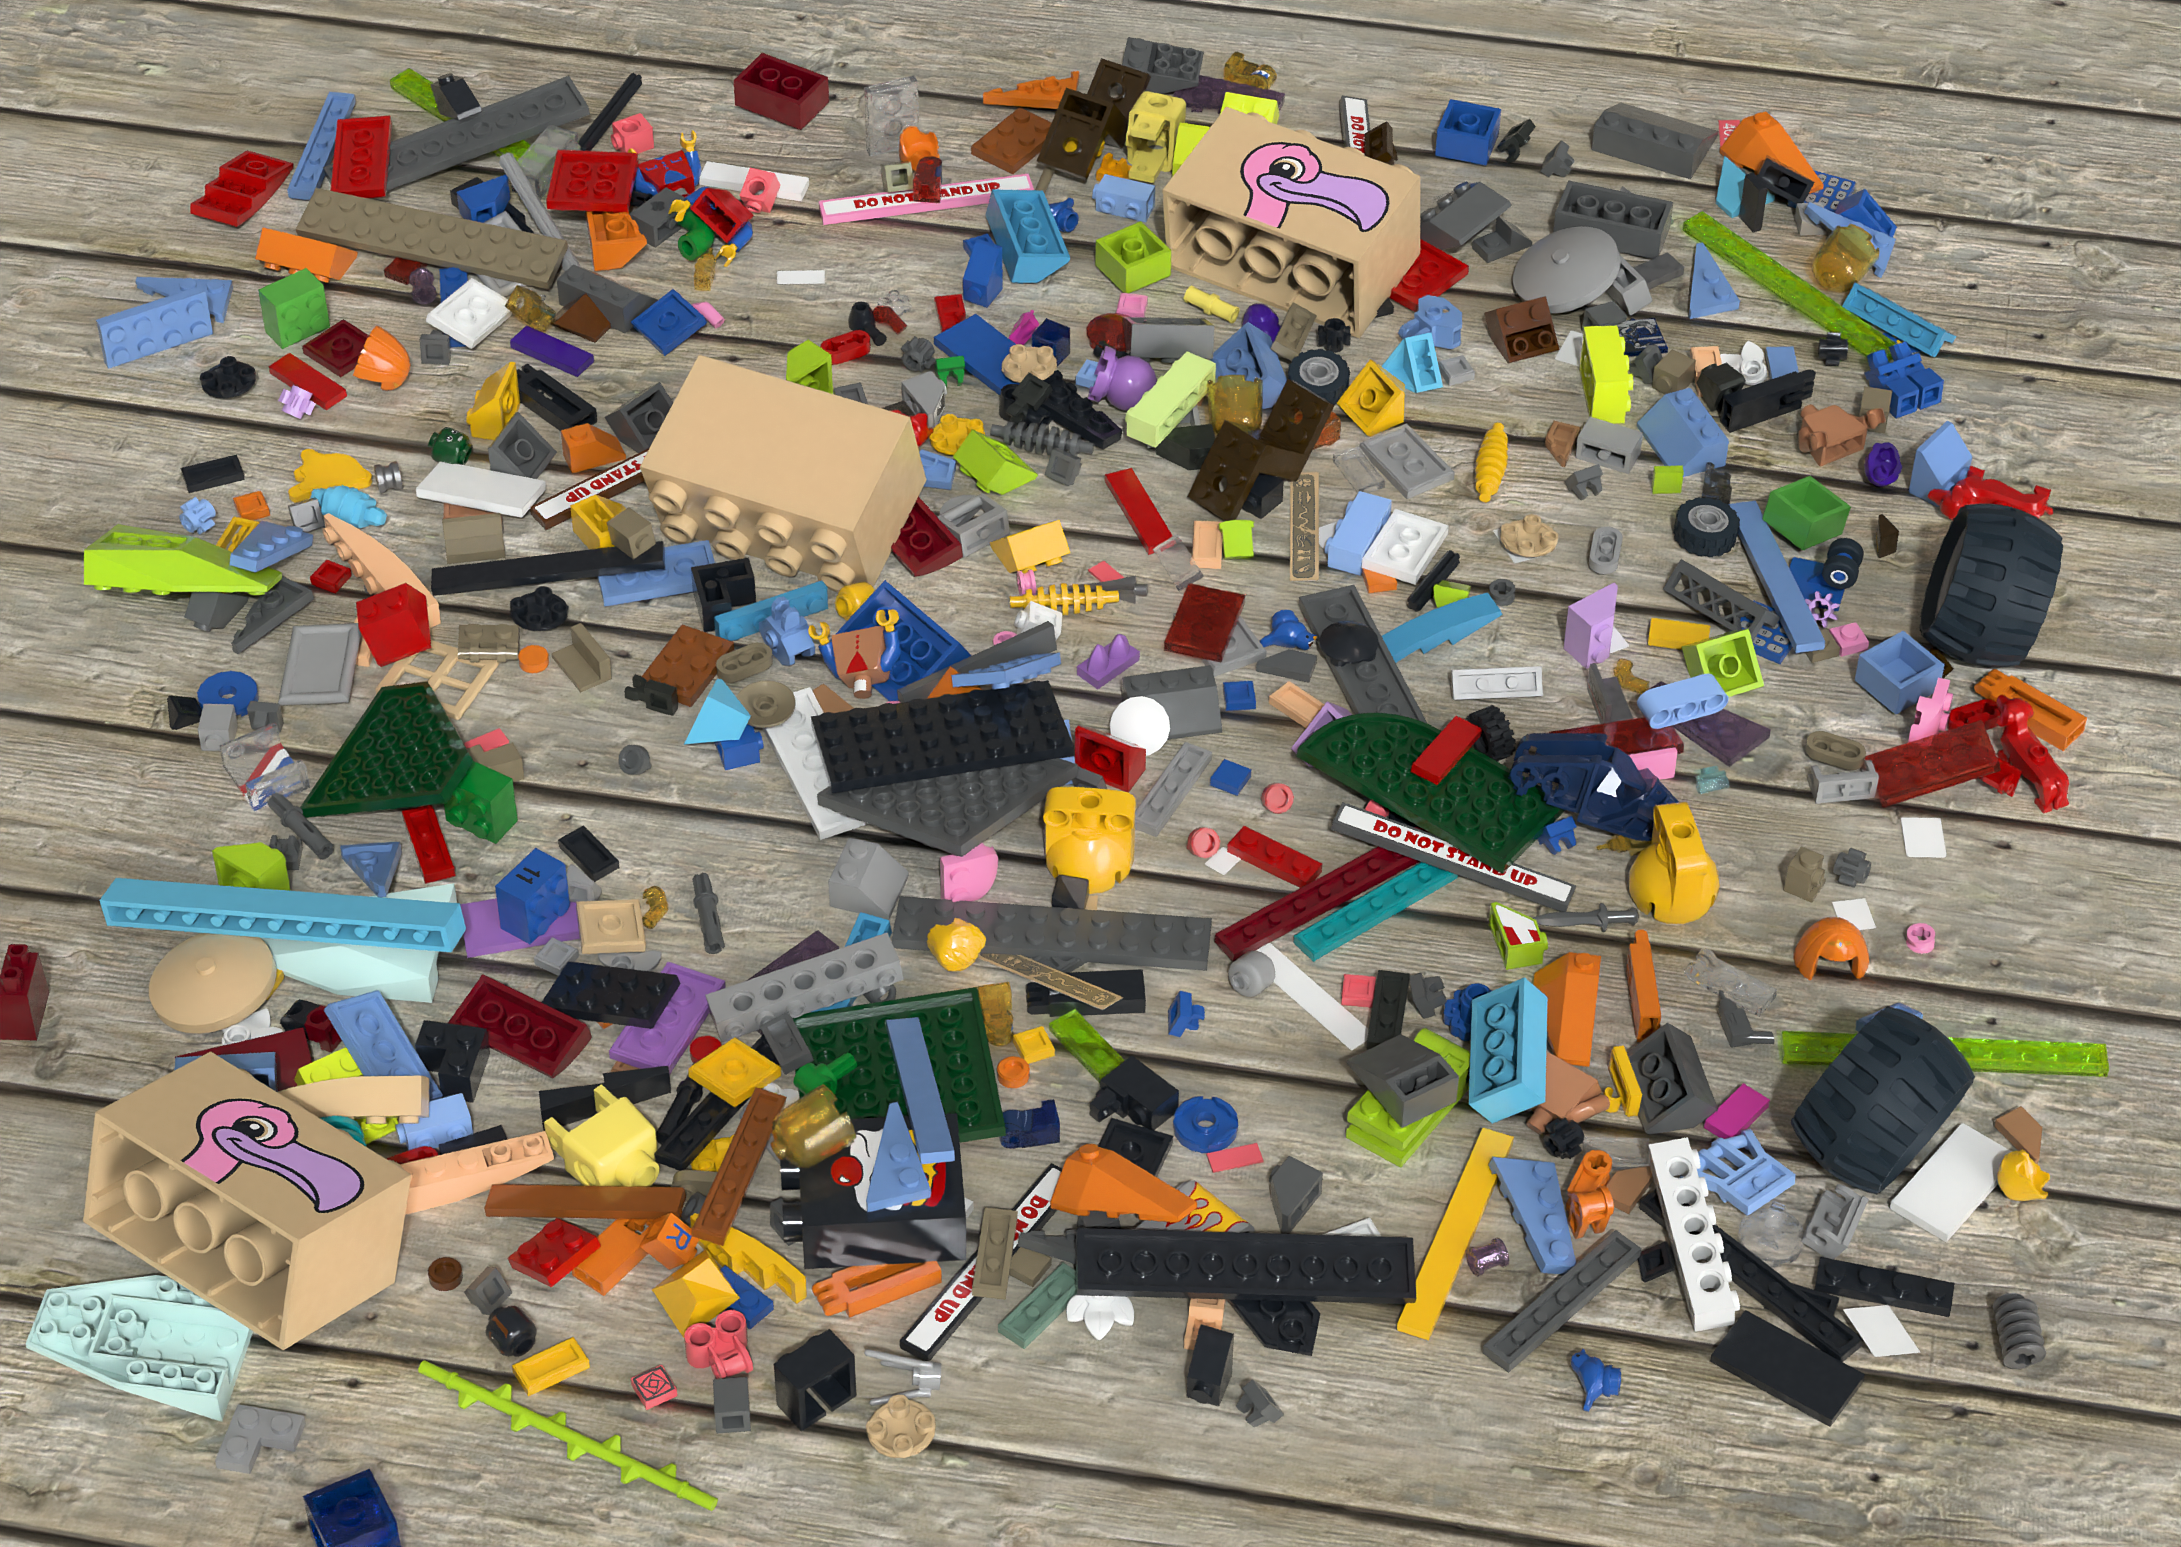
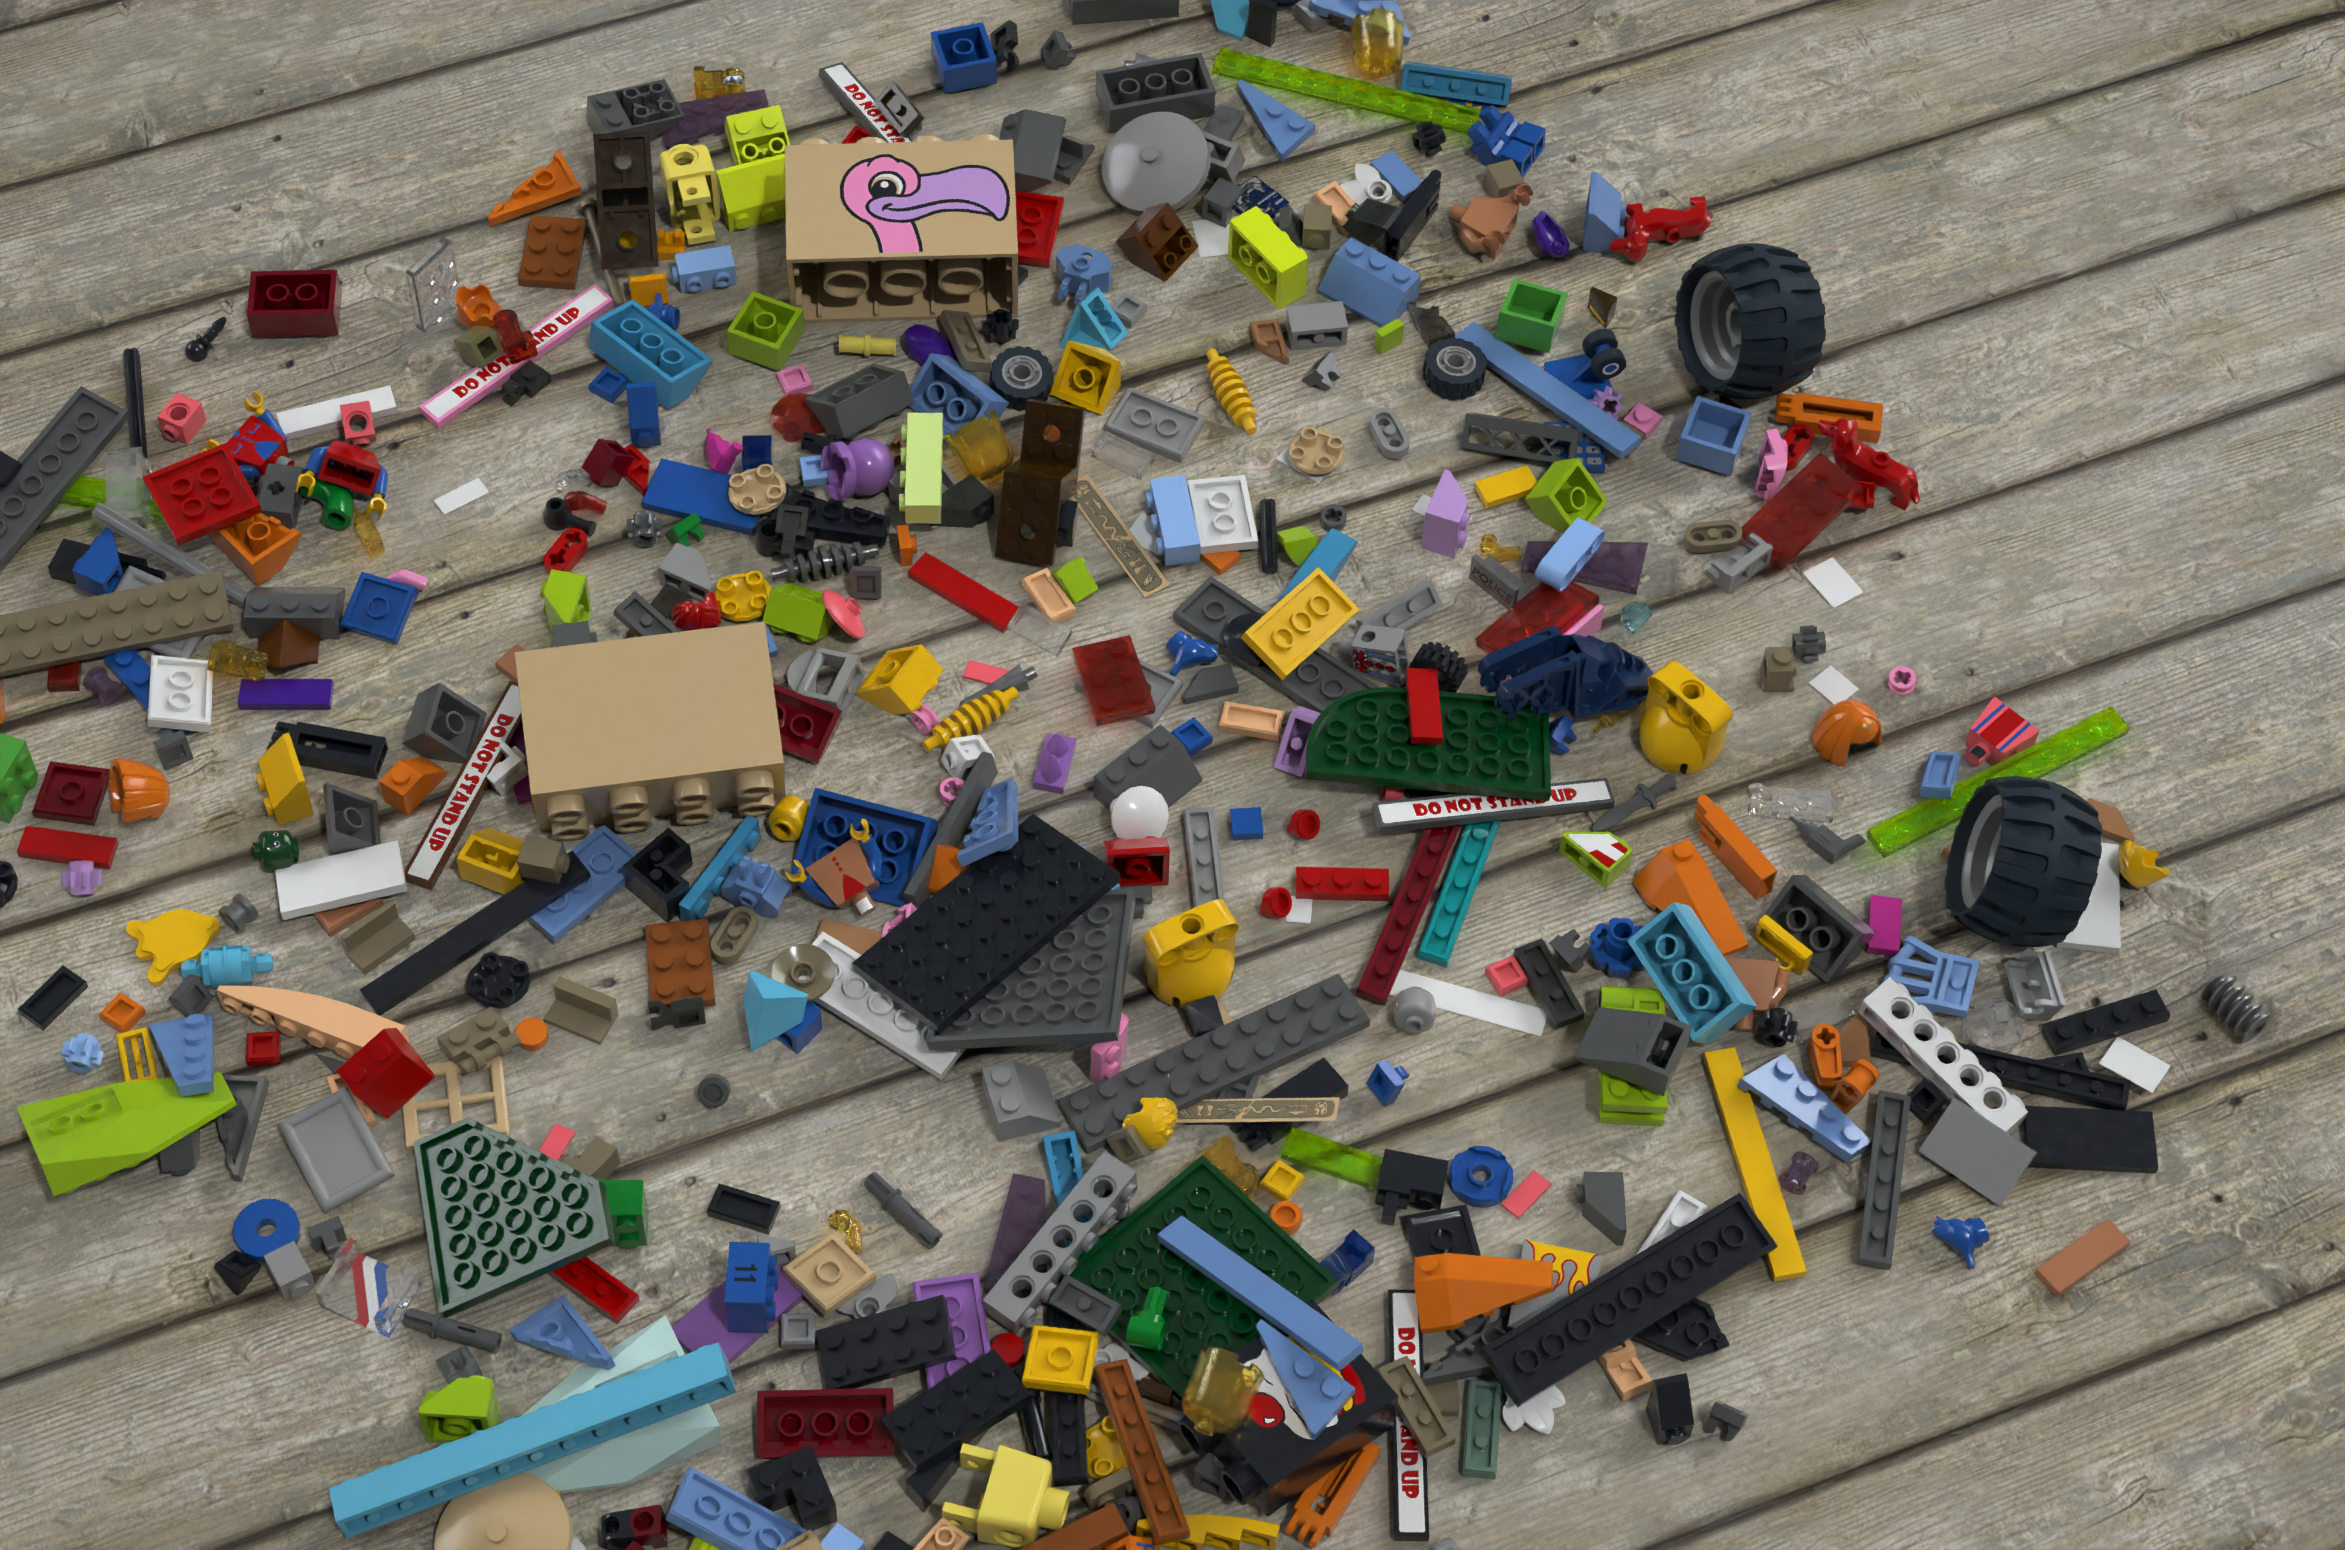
camera: 35 degrees left, 10 degrees up
(619, 1061) = (956, 1410): none -> black plate
(688, 96) = (198, 349): none -> black bar
(917, 218) = (526, 380): none -> pearl dark grey plate
(923, 951) = (1127, 1144): none -> dark tan tile
(927, 296) = (607, 463): none -> dark red brick
(1022, 478) = (844, 612): none -> coral dish
(1061, 189) = (644, 288): none -> light orange tile
(1117, 454) = (906, 545): none -> orange plate
(1394, 645) = (1300, 623): none -> yellow plate
(1446, 697) = (1378, 653): none -> light grey torso
(1664, 1319) = (1977, 1151): none -> light grey tile
(1698, 1453) = (2082, 1257): none -> nougat tile
(1973, 1014) = (1998, 735): none -> coral torso

